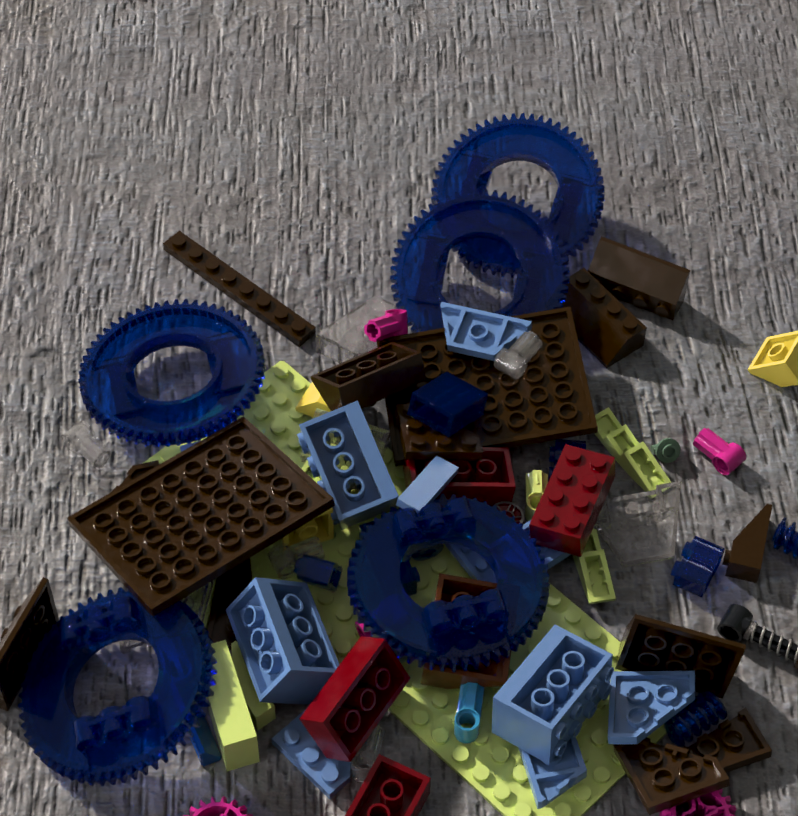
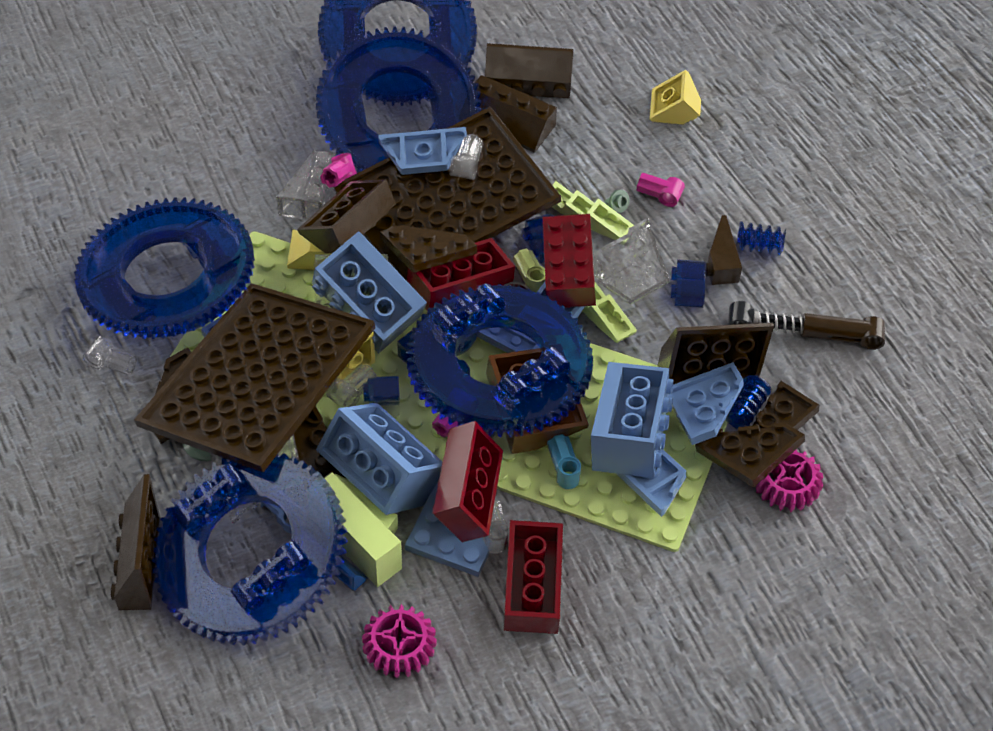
camera: 25 degrees left, 0 degrees up
(239, 288) = (182, 182): dark brown plate -> none
(428, 484) = (445, 285): medium blue tile -> none
(447, 404) = (427, 215): clear blue brick -> none

